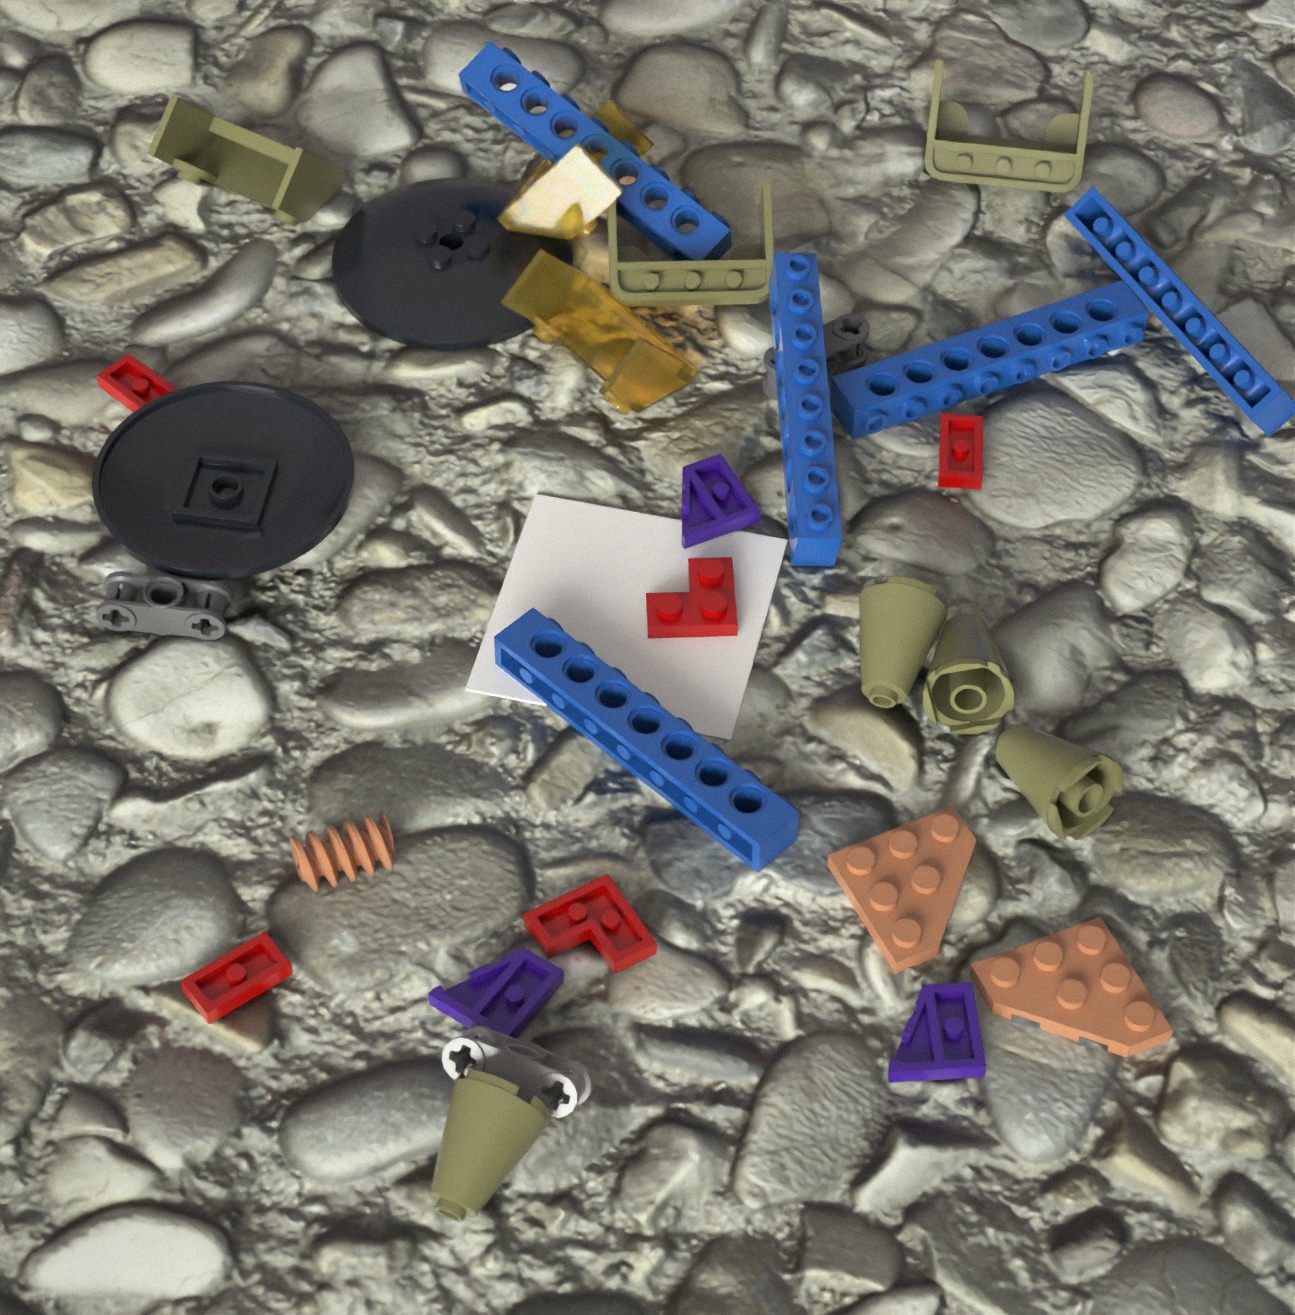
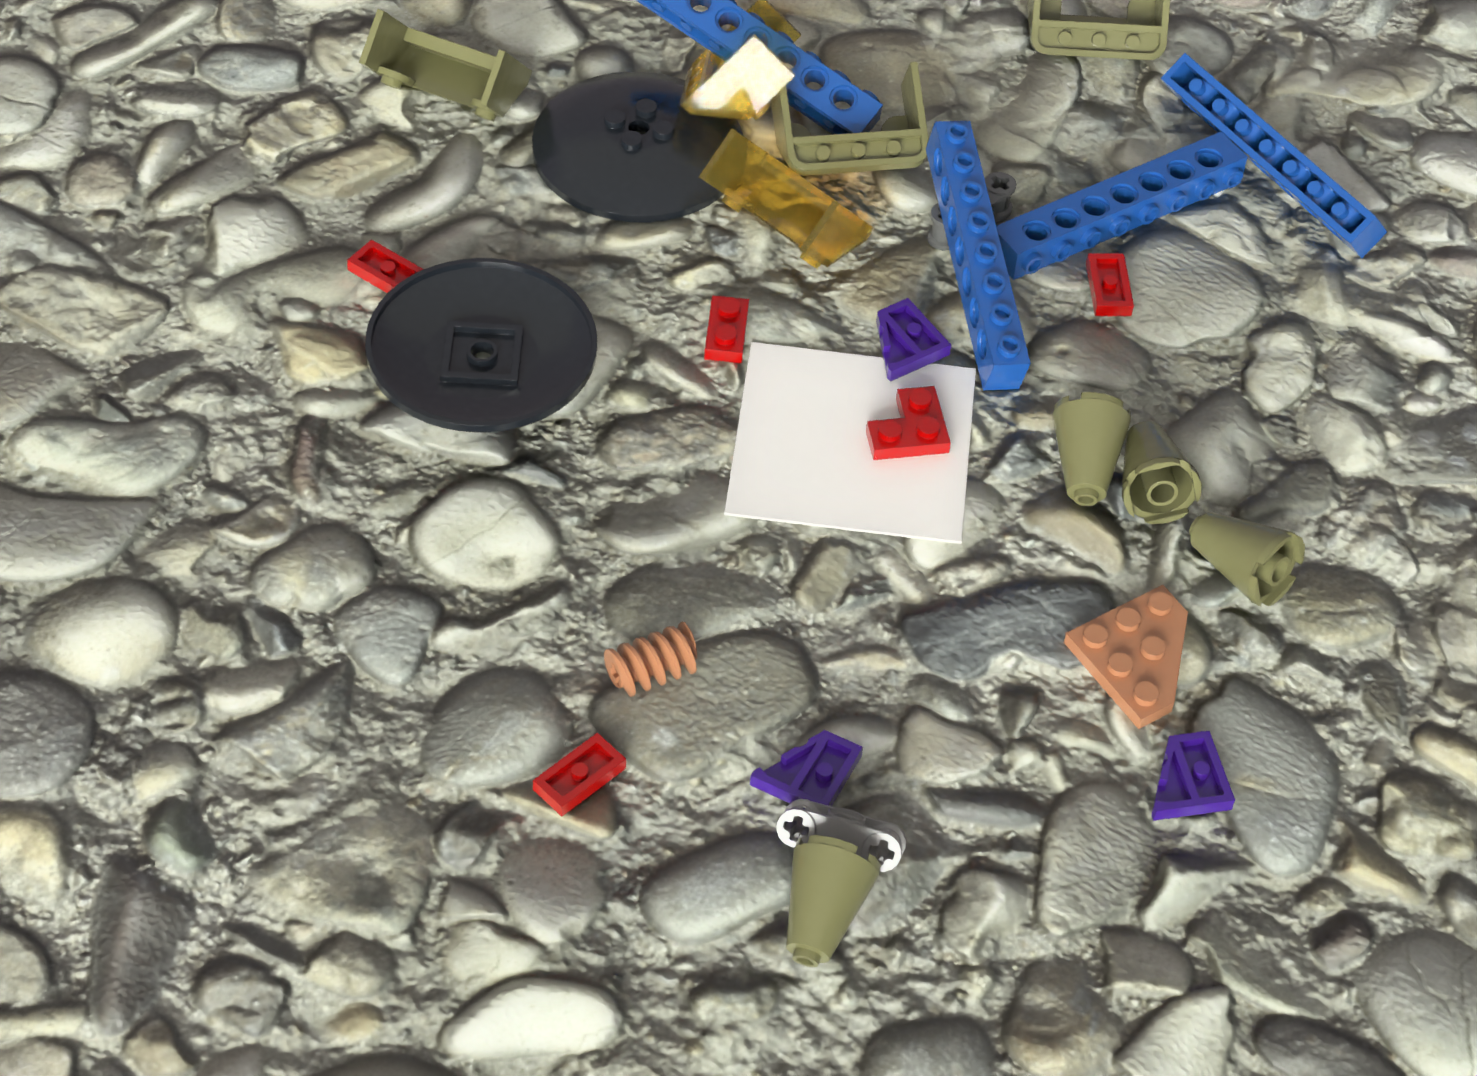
camera: 10 degrees left, 0 degrees up
(164, 605) = (449, 458): dark grey piece -> none
(509, 477) = (726, 329): none -> red plate
(593, 913) = (882, 697): red plate -> none
(648, 739) = (893, 545): blue brick -> none
(1075, 988) = (1293, 730): nougat plate -> none

